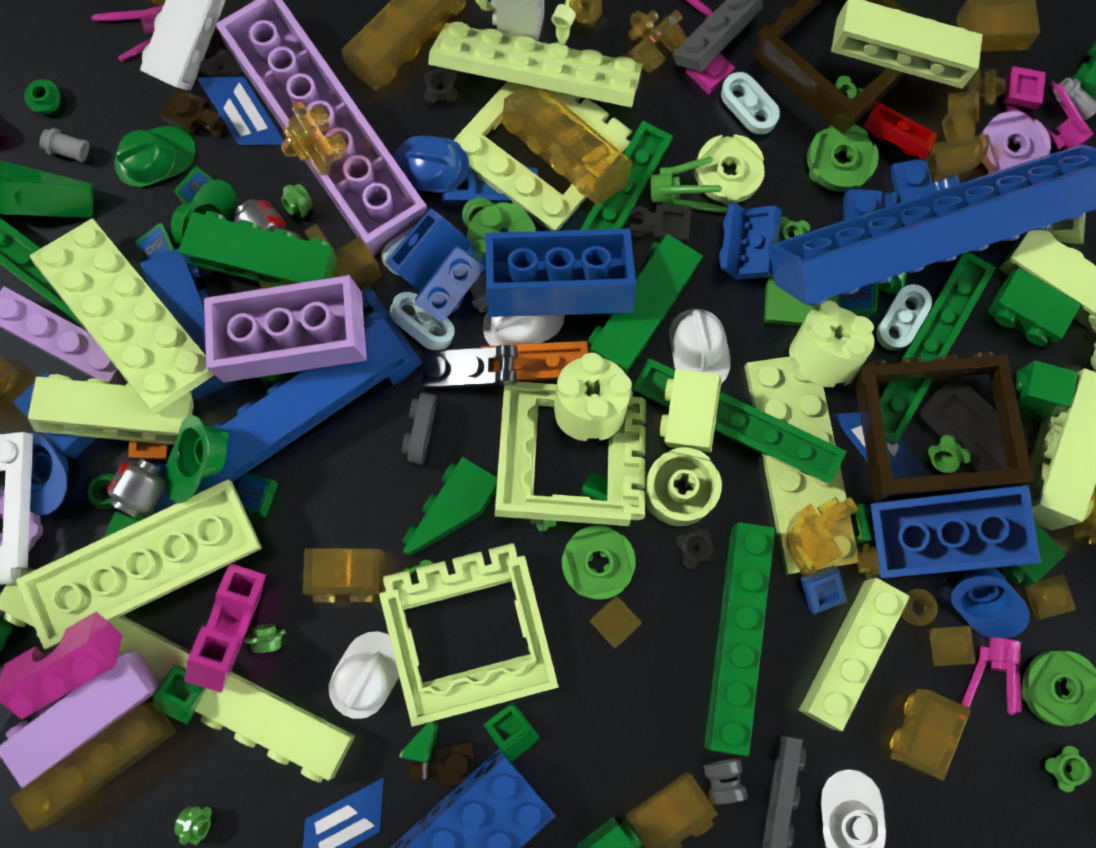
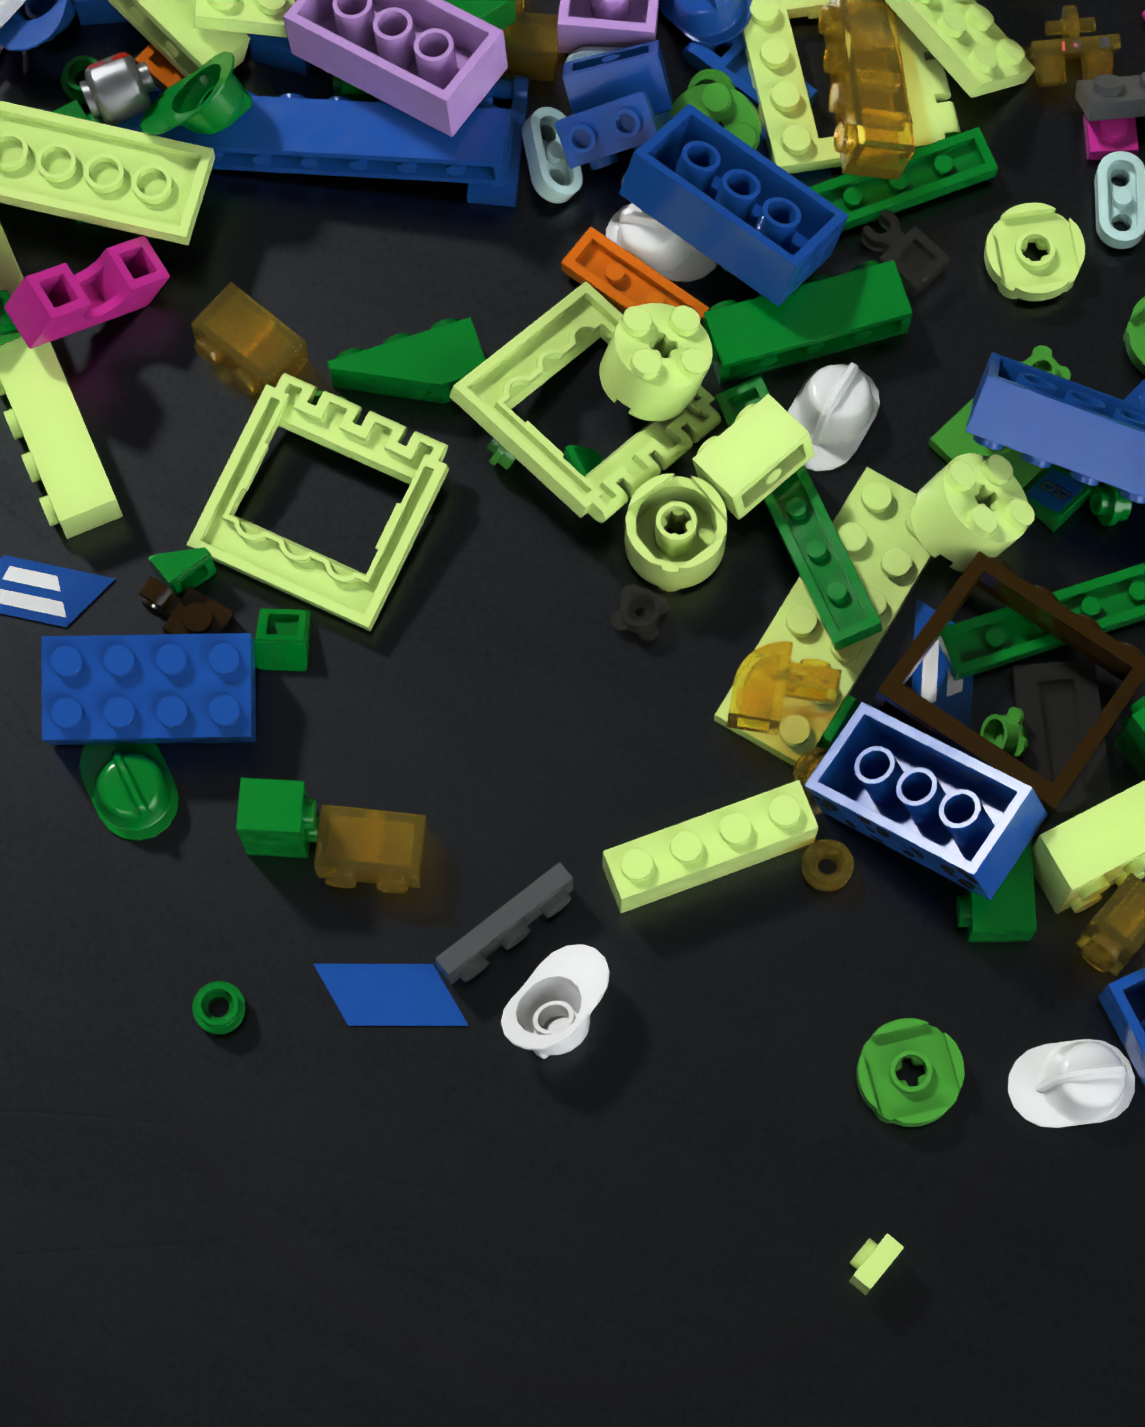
camera: 45 degrees right, 5 degrees down
(256, 493) = (230, 199): slope -> none
(265, 638) = (116, 343): bright green plate -> none
(364, 676) = (180, 464): white piece -> none
(416, 443) = (467, 253): dark grey plate -> none
(469, 367) = (558, 237): plate -> none
(608, 544) = (509, 517): bright green plate -> none
(615, 622) = (485, 614): clear yellow plate -> none
(667, 188) = (943, 220): bright green plant -> none
(725, 790) = (457, 861): dark grey wheel -> none
(739, 639) = (601, 732): green brick -> none
(747, 240) = (982, 327): blue bracket -> none
(824, 589) = (738, 762): blue tile -> none
(902, 319) = (1086, 556): light aqua plate -> none
(929, 733) = (718, 992): clear yellow brick -> none
(952, 646) = (829, 935): clear yellow plate -> none
(990, 604) = (905, 916): blue piece -> none
(1004, 657) = (872, 988): dark pink plant -> none
(1050, 597) = (986, 974): clear yellow plate -> none
(1079, 769) = (852, 1149): bright green plate -> none

